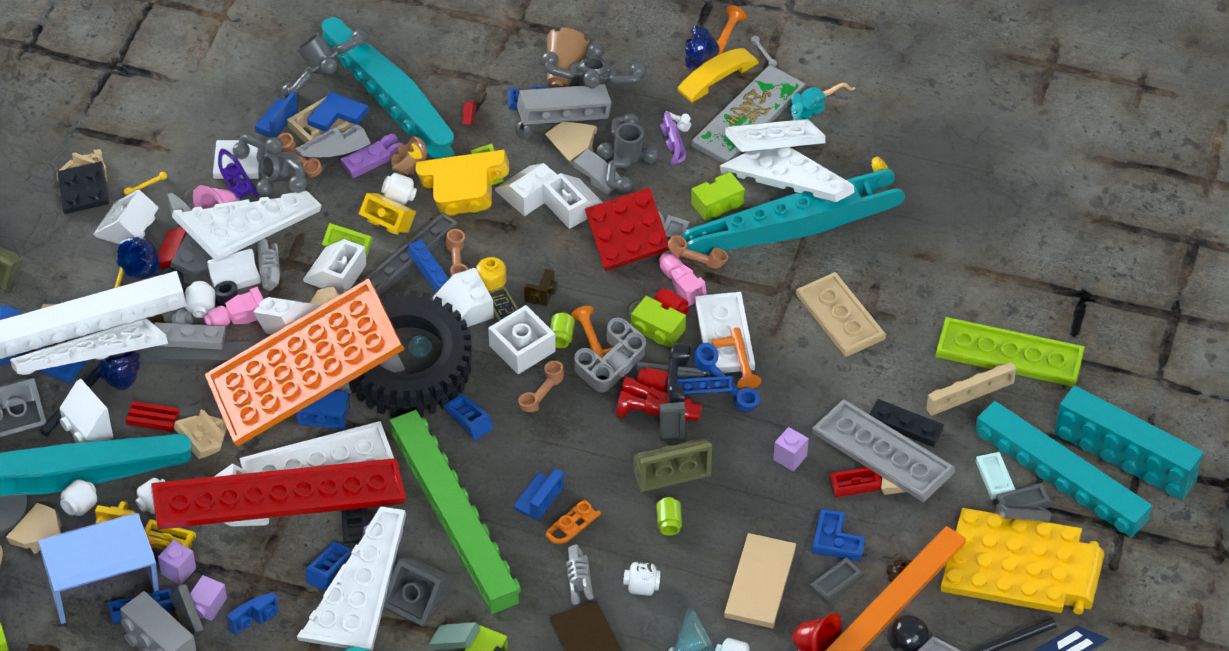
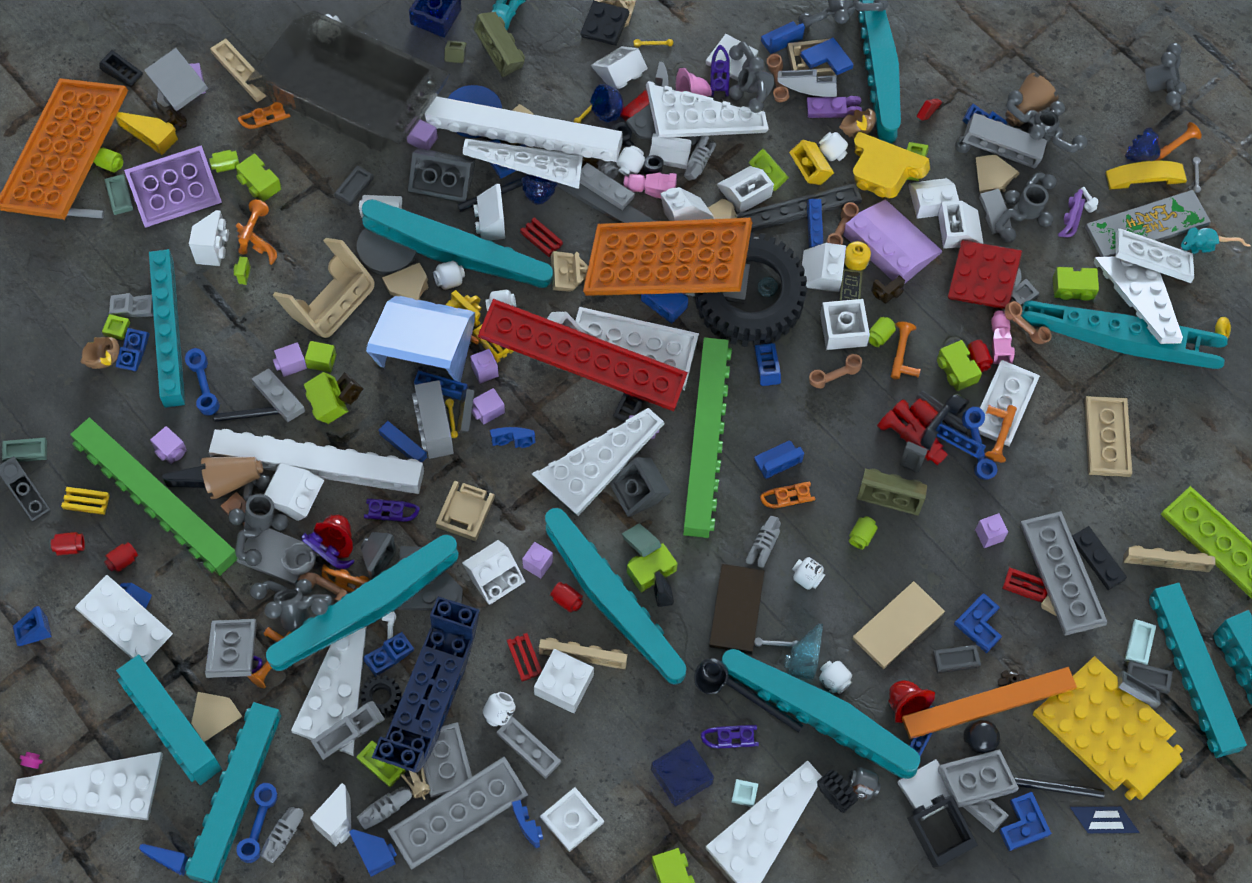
camera: 30 degrees right, 15 degrees up
(322, 578) = (579, 434): blue slope -> none
(521, 245) = (893, 240): none -> lavender slope
(616, 362) = (906, 382): light grey beam -> none

